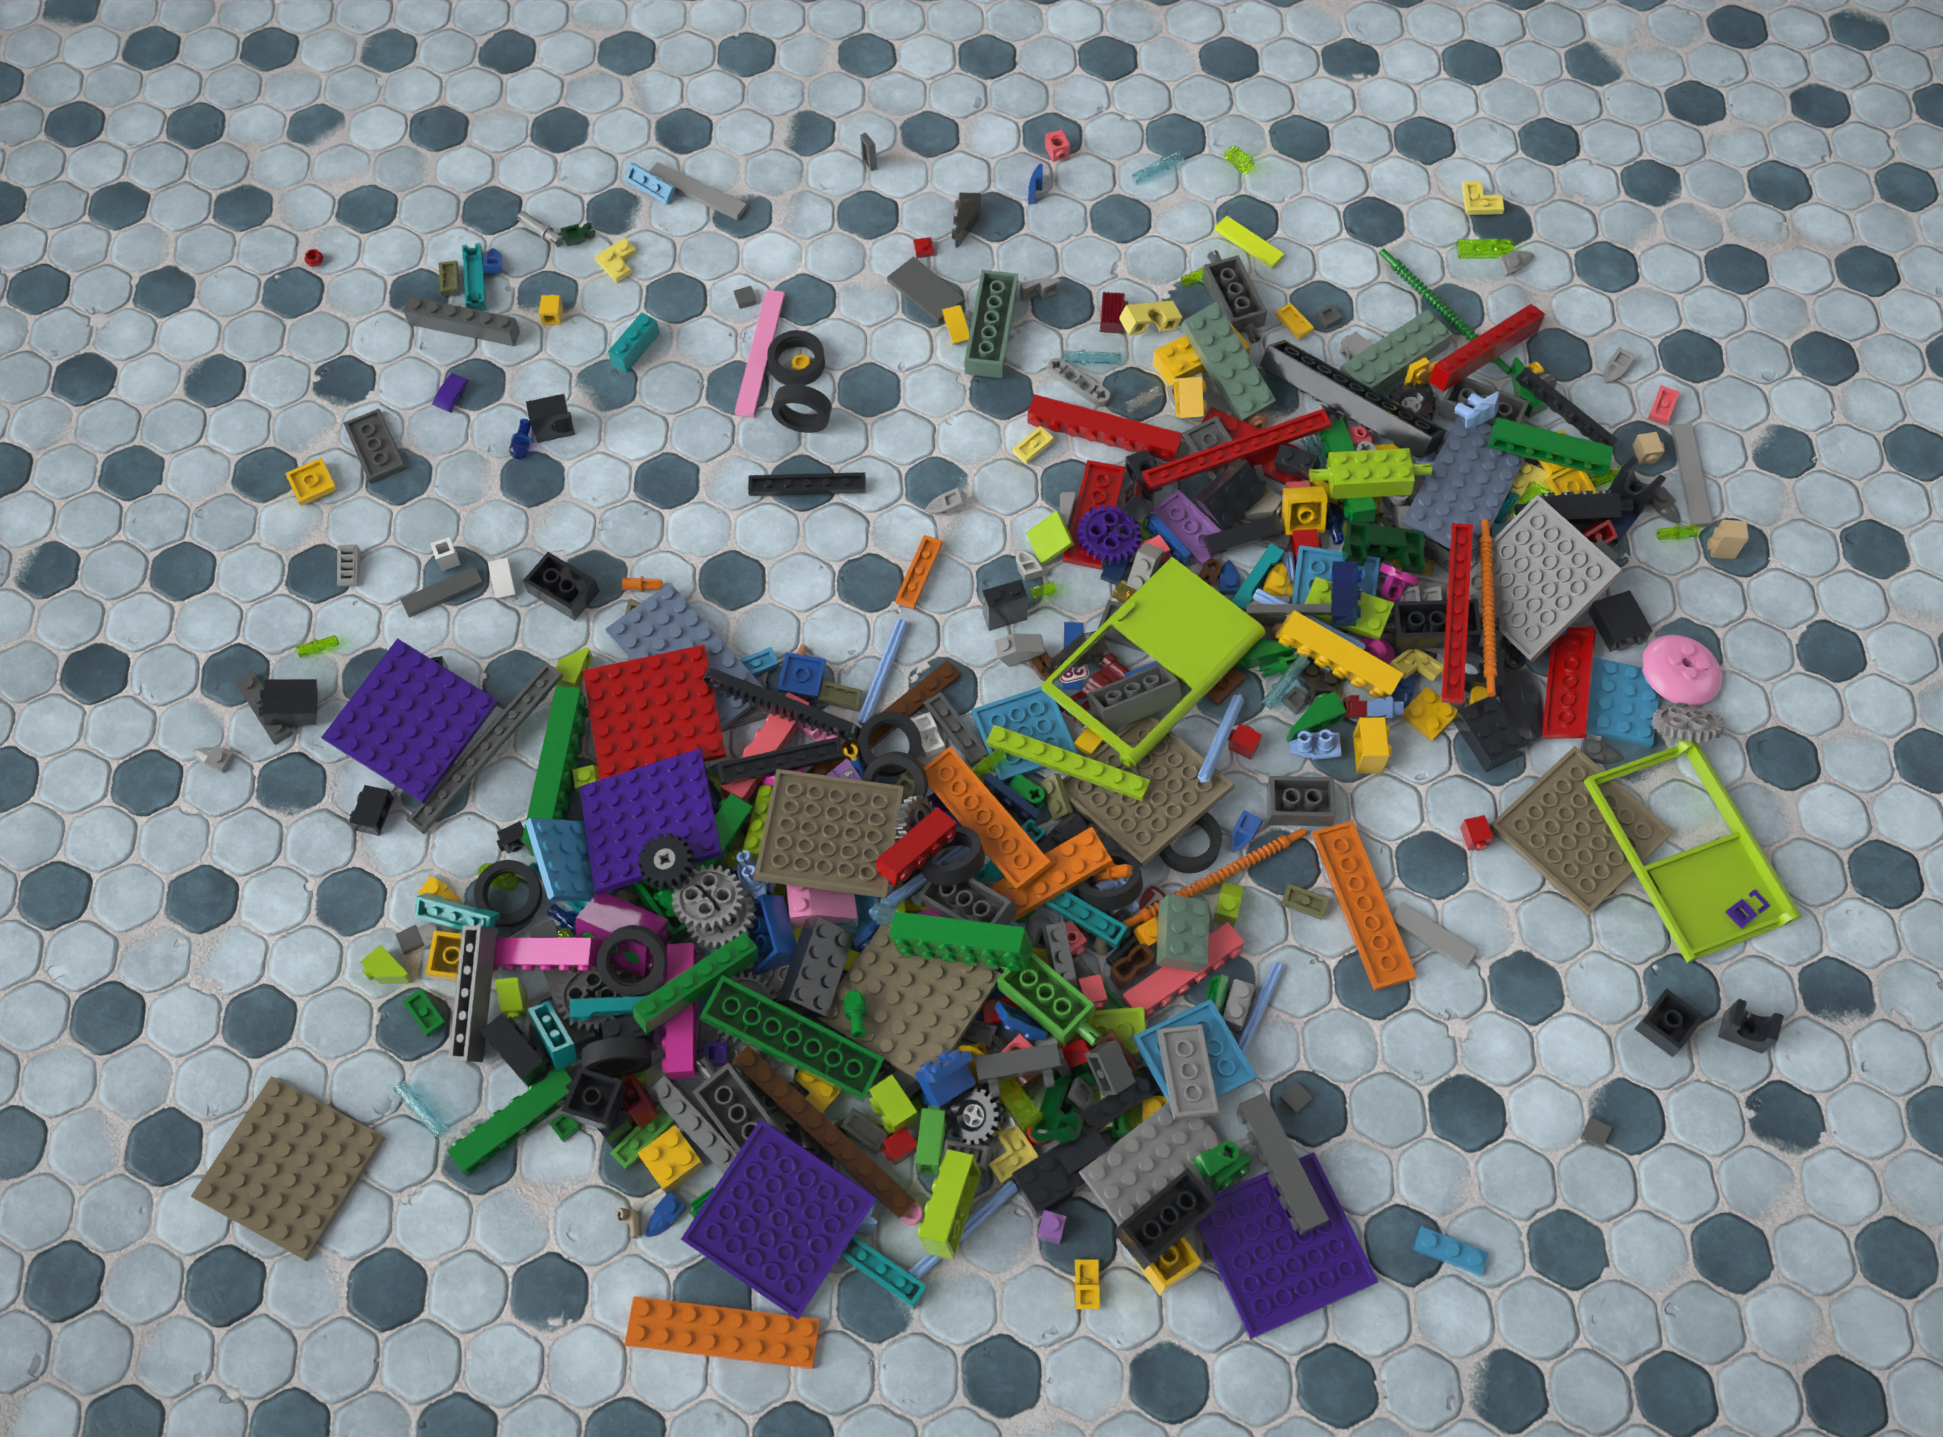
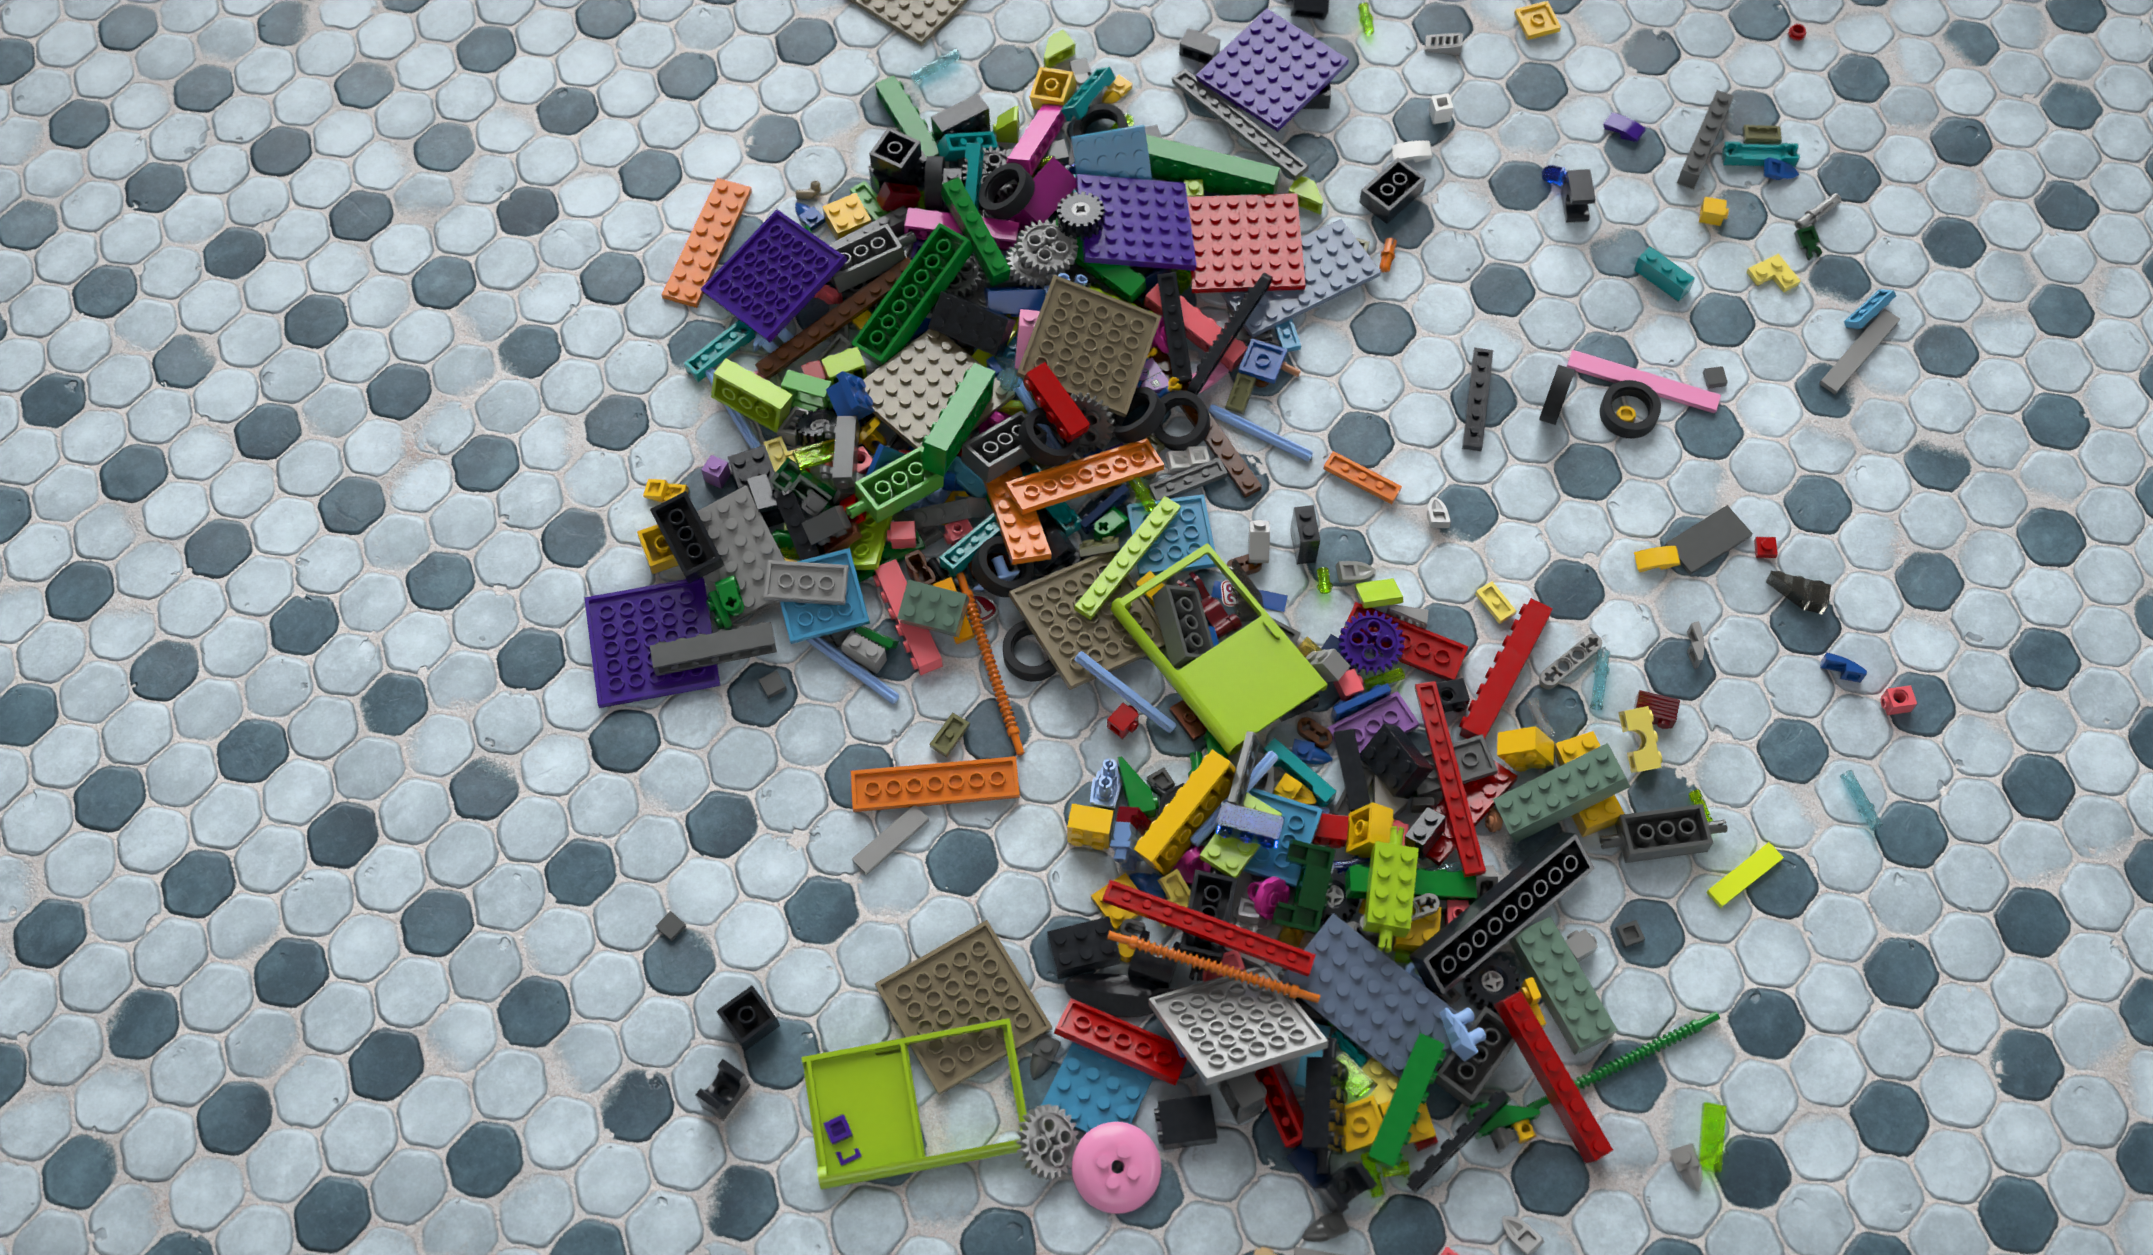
camera: 100 degrees right, 0 degrees up
(374, 446) = (1572, 69): dark grey tile -> none
(424, 1012) = (1014, 72): green plate -> none
(441, 592) = (1406, 109): dark grey tile -> none
(472, 993) = (1025, 94): dark grey brick -> none
(856, 1011) = (926, 346): green arm -> none
(868, 151) = (1895, 506): dark grey tile -> none
(991, 324) = (1651, 587): sand green brick -> none
(1114, 872) = (1006, 569): orange axle -> none
(1138, 501) = (1396, 667): black brick -> none
(1228, 903) = (964, 669): lime slope -> none
(1239, 159) = (1866, 890): clear neon green beam -> none
(1244, 830) = (1032, 700): blue plate -> none
(1279, 689) = (1163, 755): clear light blue pin -> none
(1294, 321) = (1625, 893): yellow plate -> none
(1301, 801) = (1047, 751): dark grey brick -> none
(1451, 1251) = (607, 774): dark azure plate -> none
(1476, 833) = (980, 904): red brick -> none
(1479, 204) = (1780, 1146): light yellow plate -> none
(1648, 448) = (1400, 1229): tan brick -> none
(1677, 532) = (1287, 1225): clear neon green axle -> none

